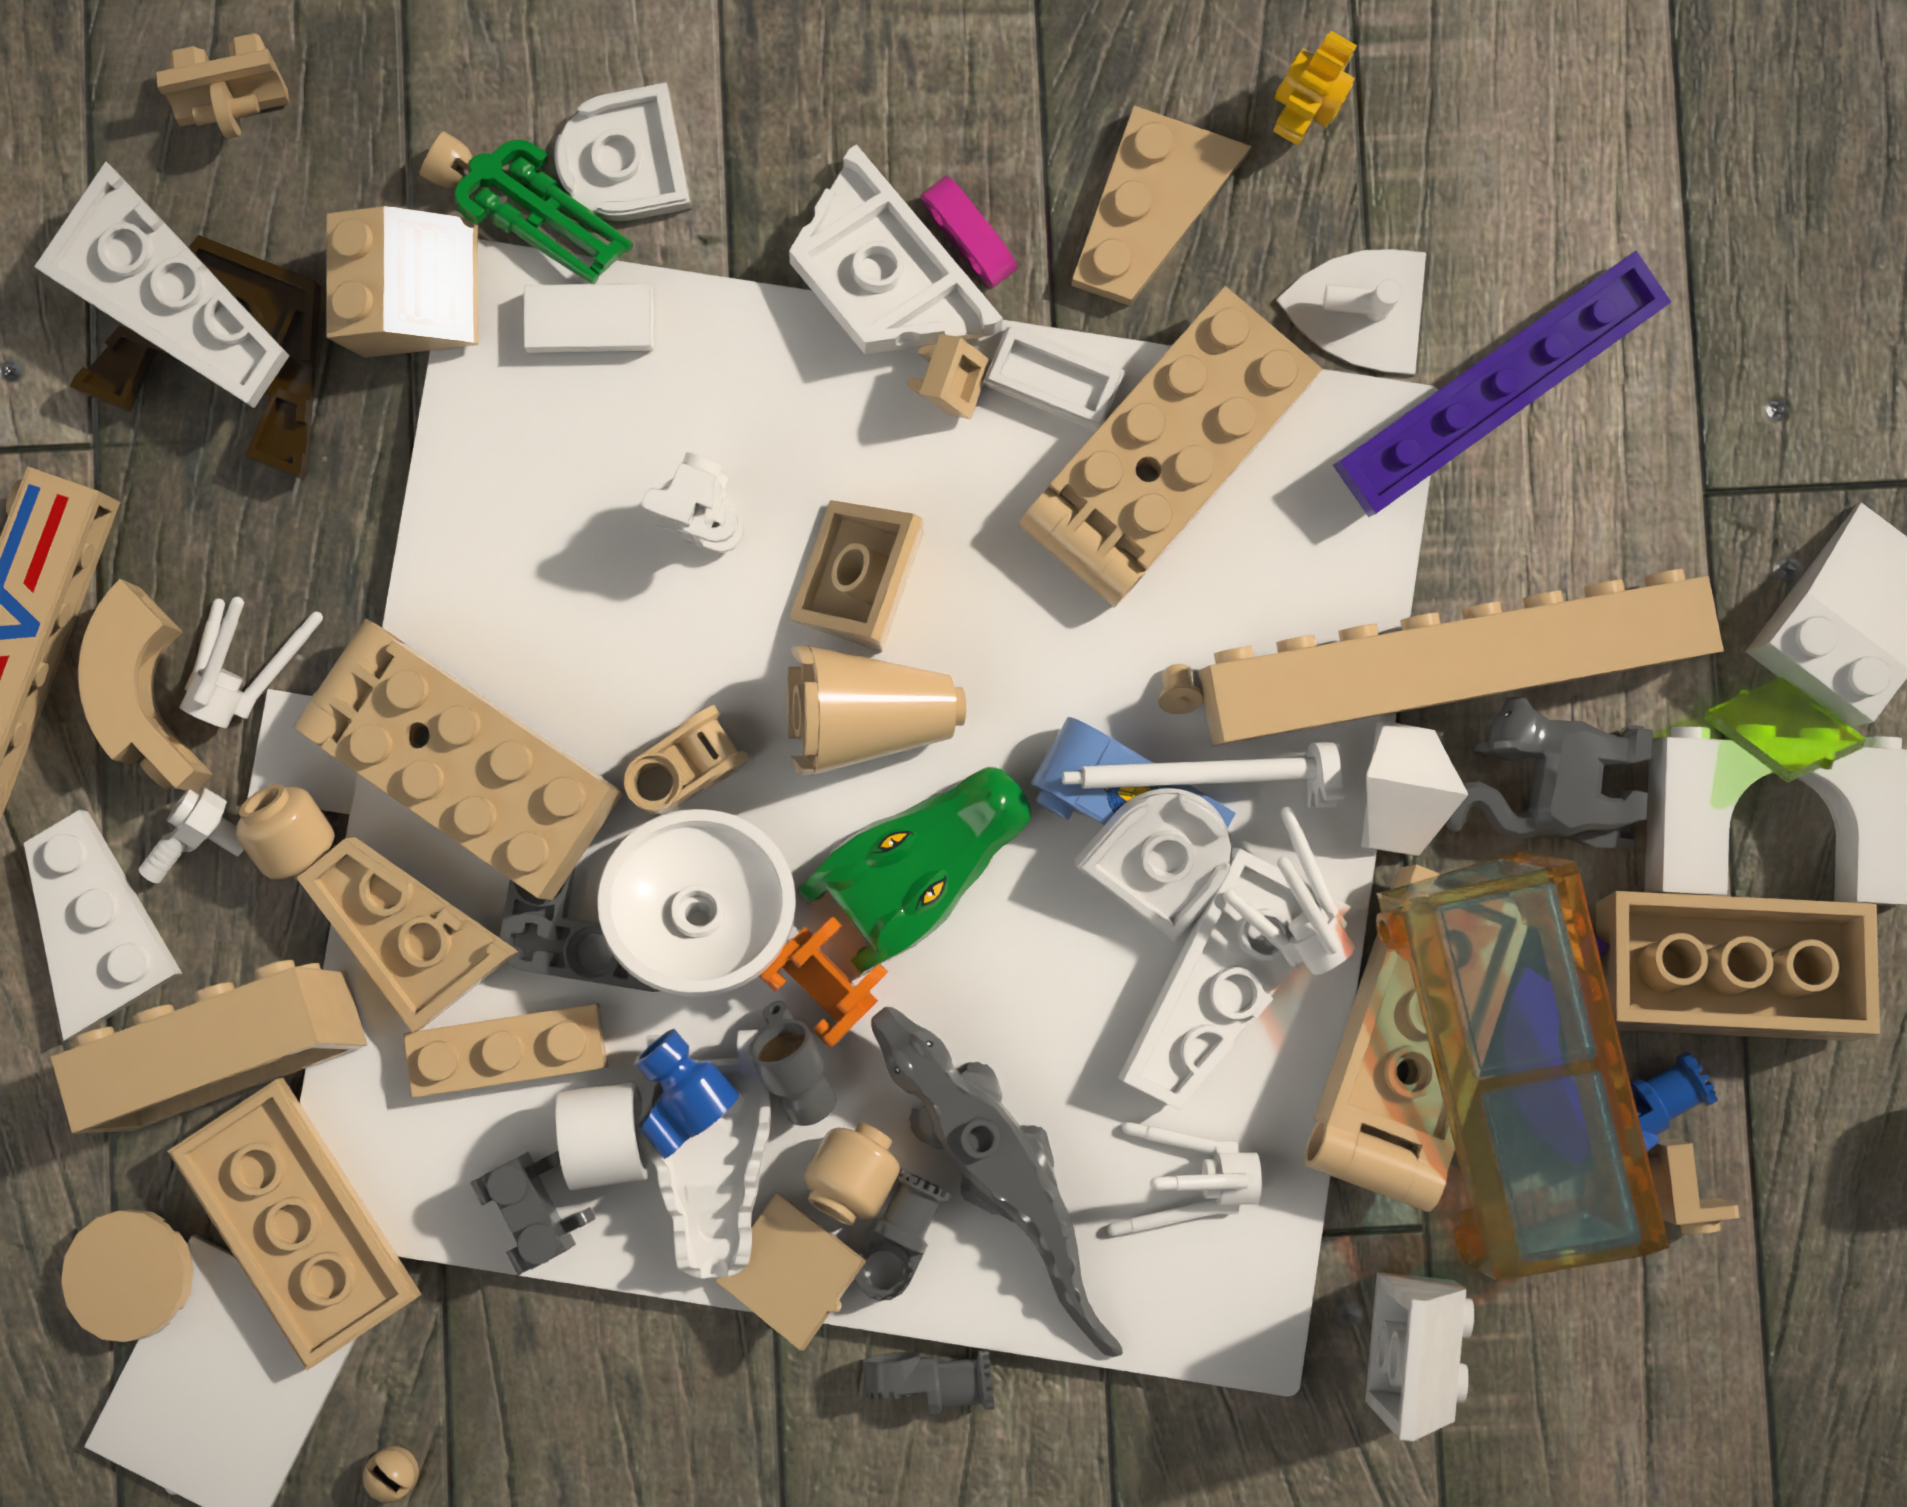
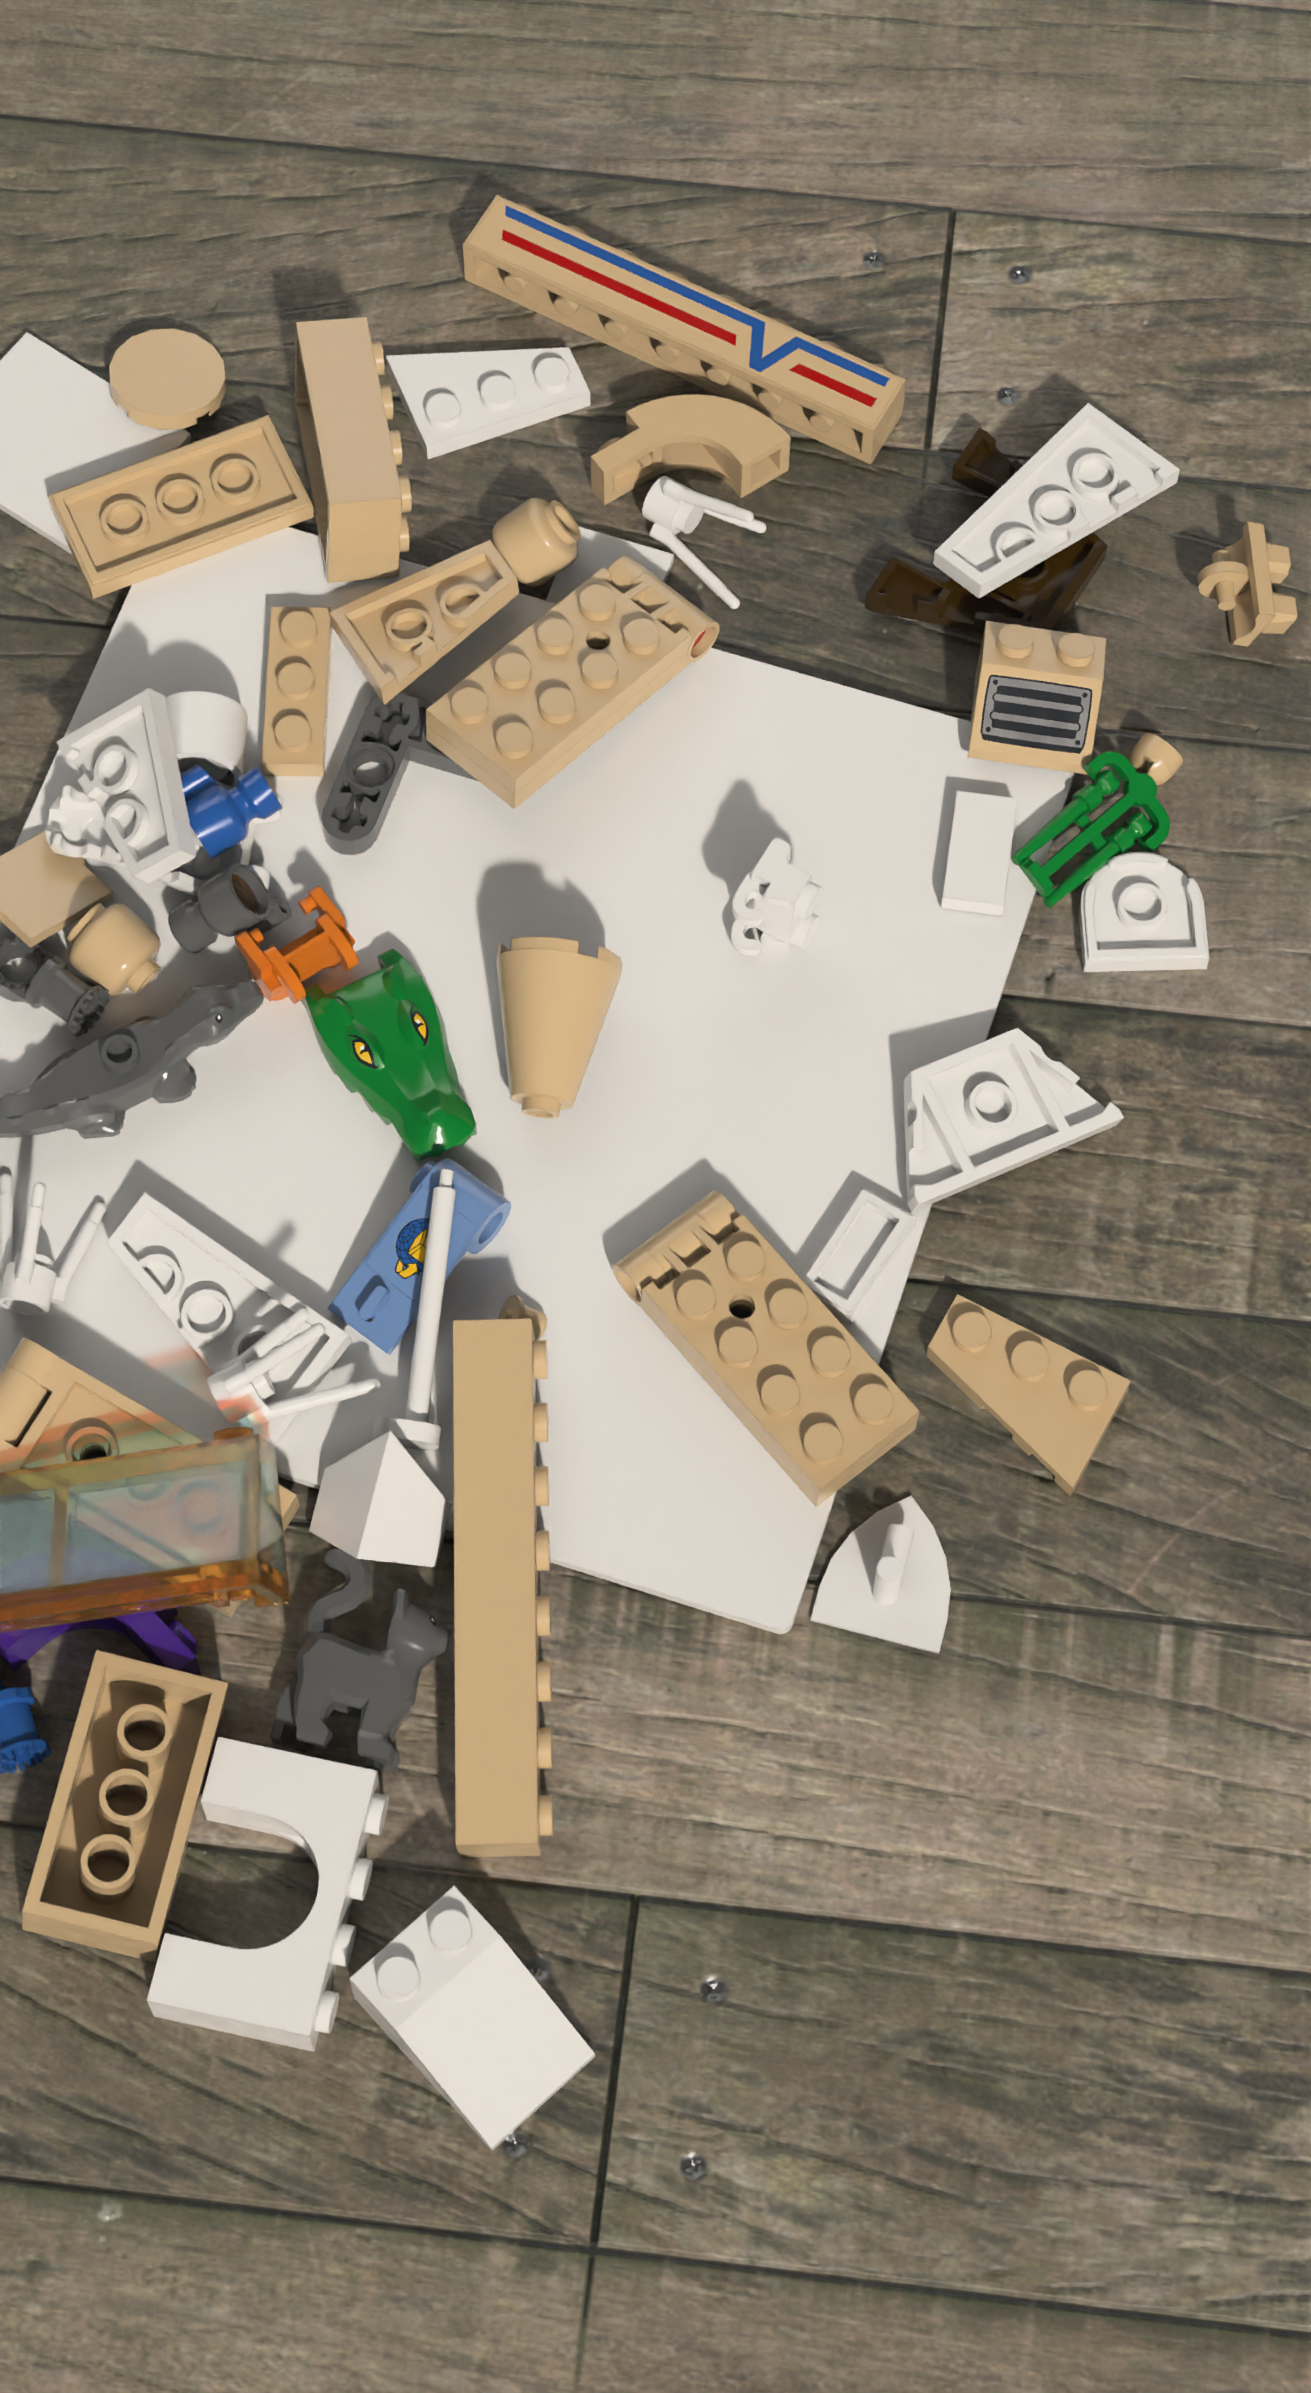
camera: 100 degrees right, 20 degrees down
(195, 820) = (561, 478): white piece -> none
(529, 1210) = (163, 669): dark grey piece -> none
(674, 1186) = (136, 780): none -> white wing
(687, 762) = (534, 872): tan piece -> none
(687, 866) = (413, 820): white dish -> none
(858, 572) = (683, 1048): tan slope -> none
(953, 375) = (868, 1154): tan tile -> none
(969, 232) = (1018, 1204): dark pink beam -> none
(1161, 857) = (354, 1262): white tile -> none
(1314, 88) = (1120, 1543): yellow gear -> none
(1501, 384) = (782, 1686): dark purple plate -> none
(1785, 729) = (359, 1894): clear neon green piece -> none

